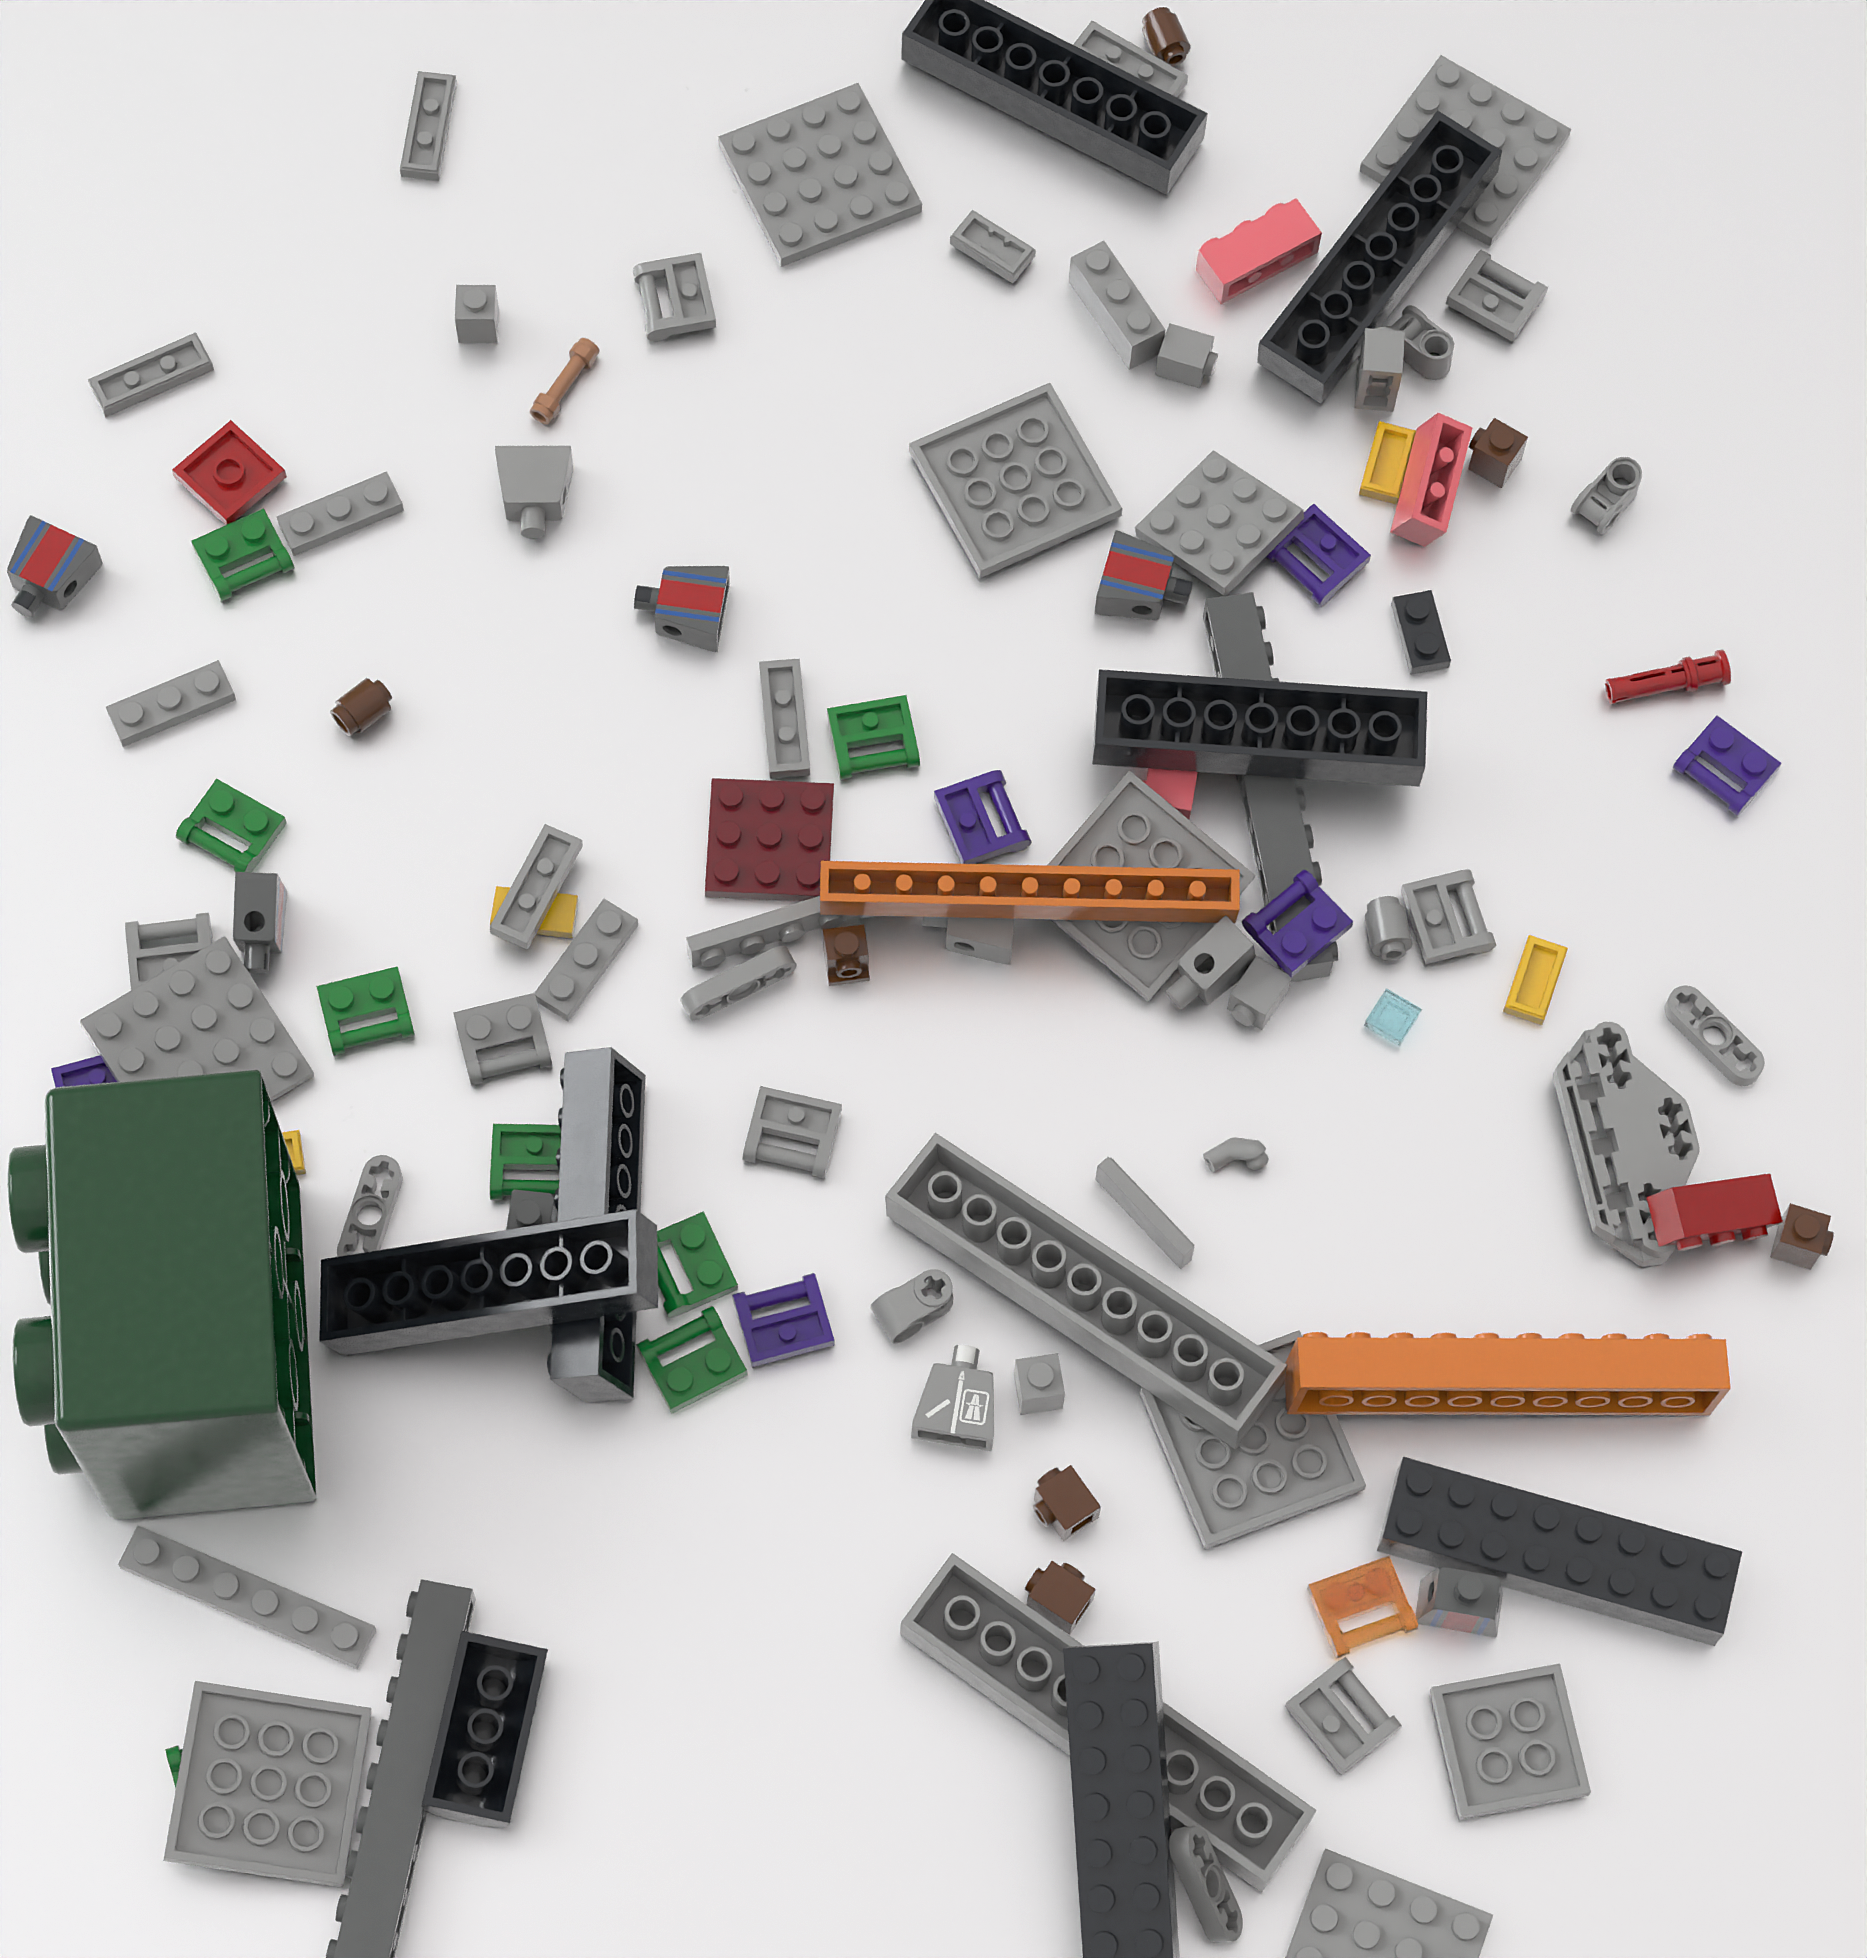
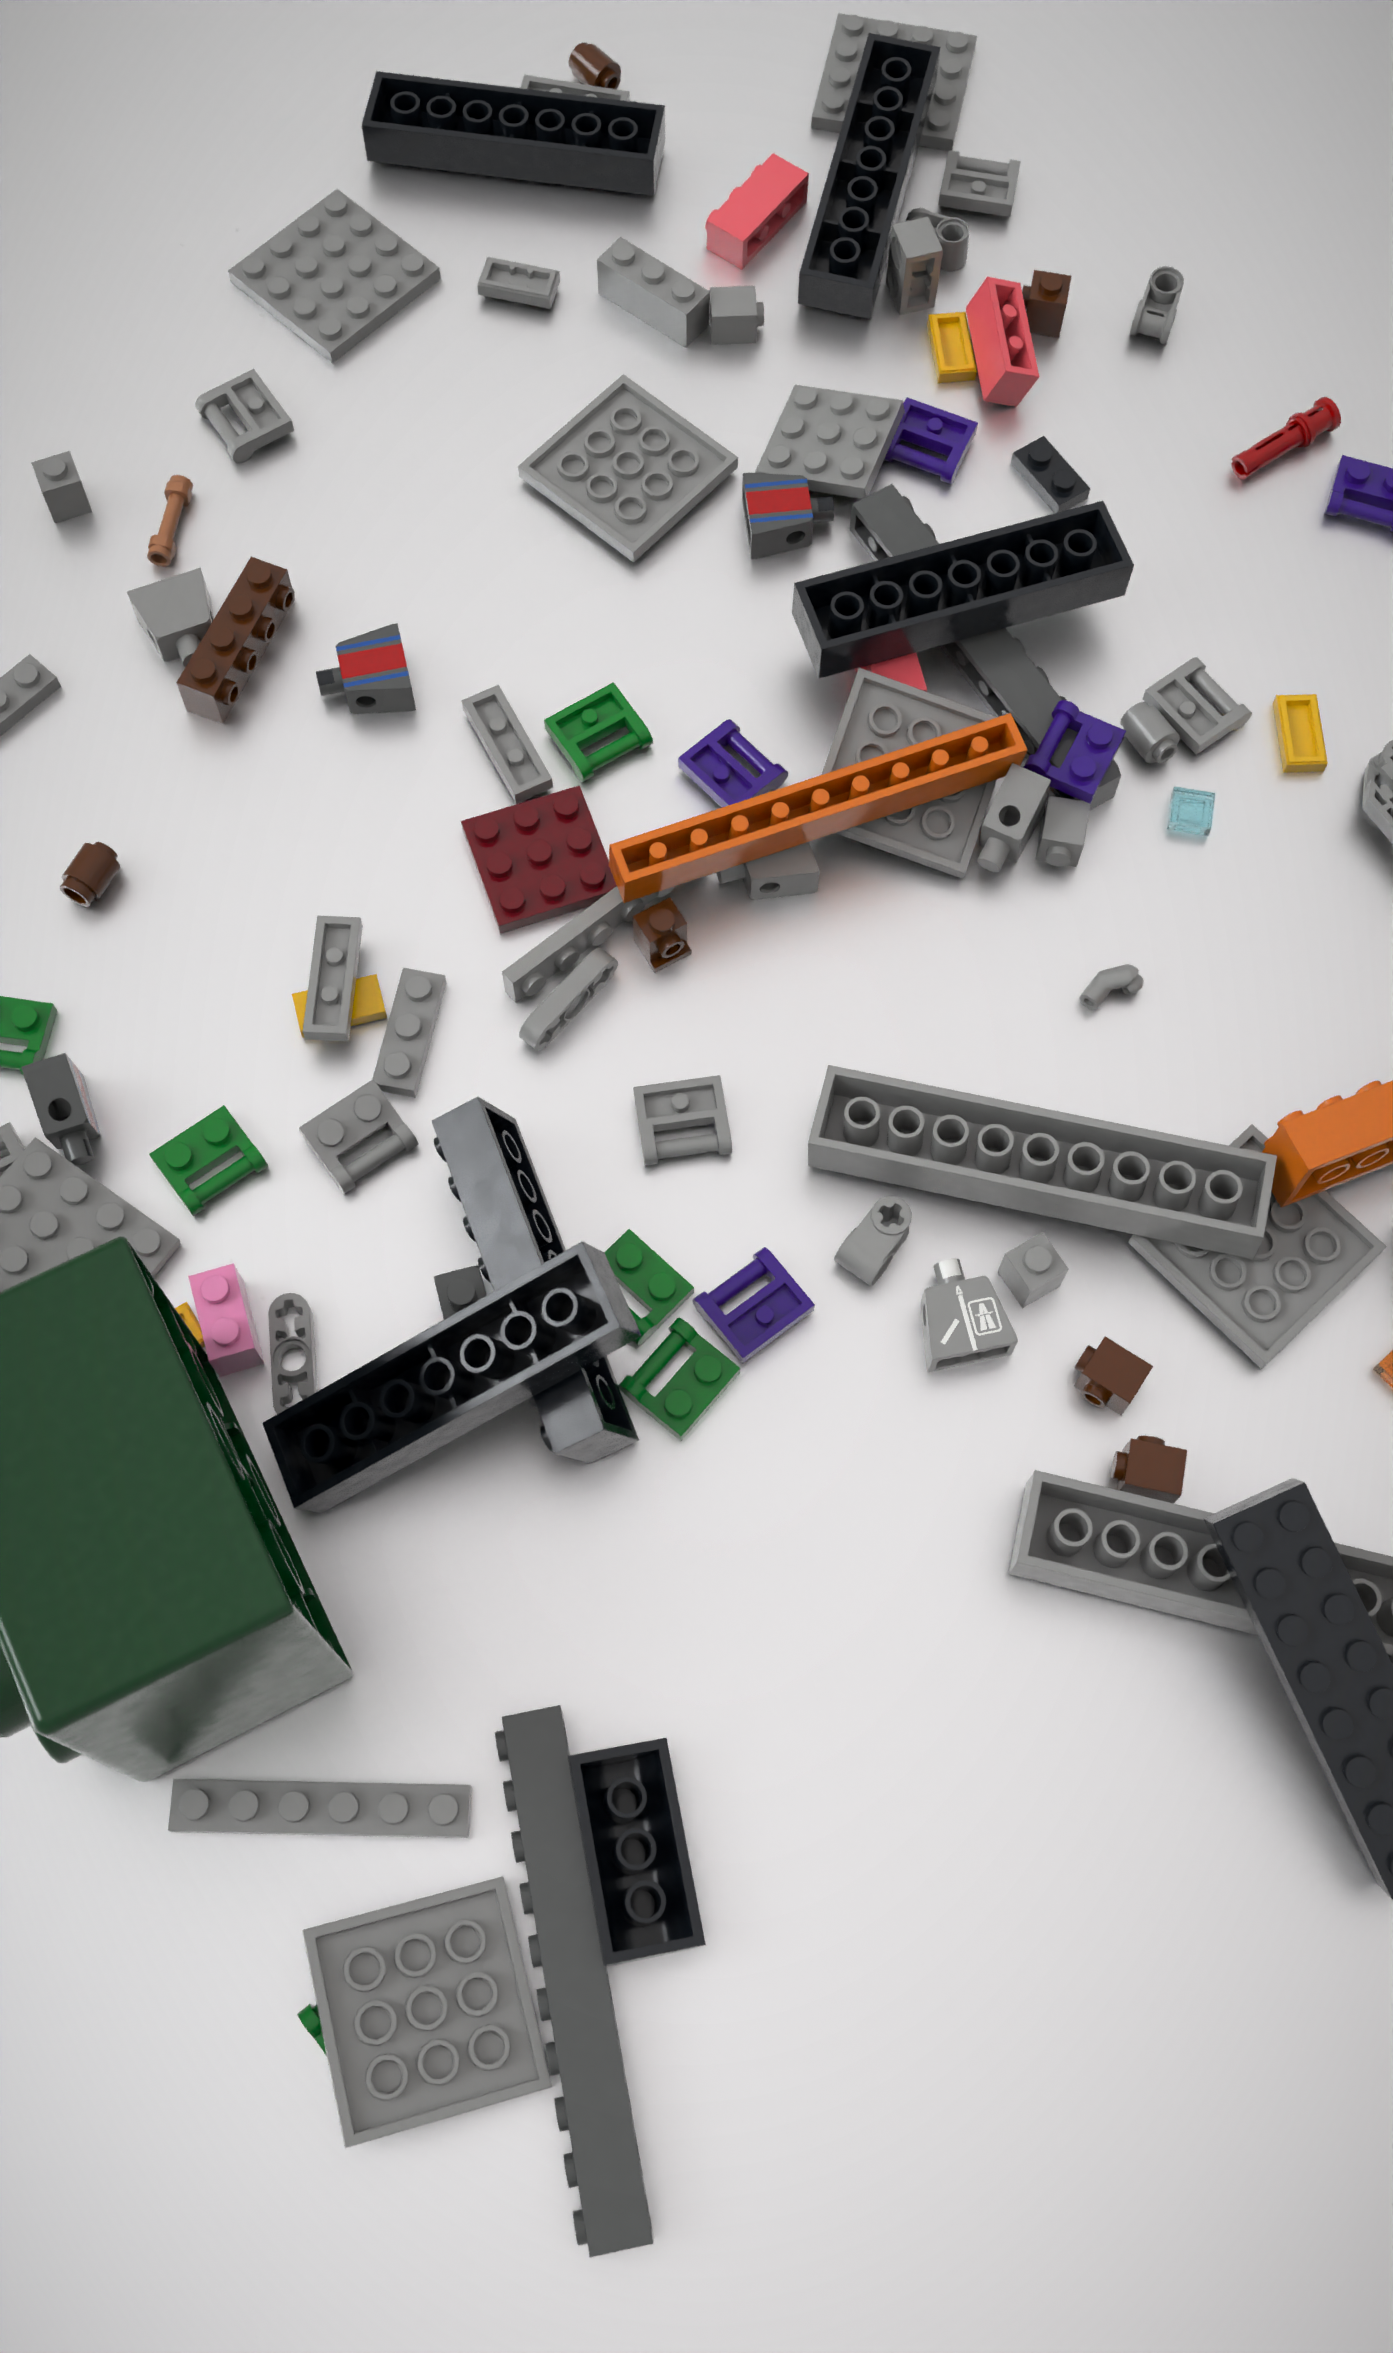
camera: 20 degrees left, 0 degrees up
(326, 1159) = (226, 1320): none -> bright pink brick
(523, 1148) = (426, 1234): green plate -> none
(578, 527) = (236, 640): none -> reddish brown brick
(1145, 1212) = (1054, 1069): light grey tile -> none

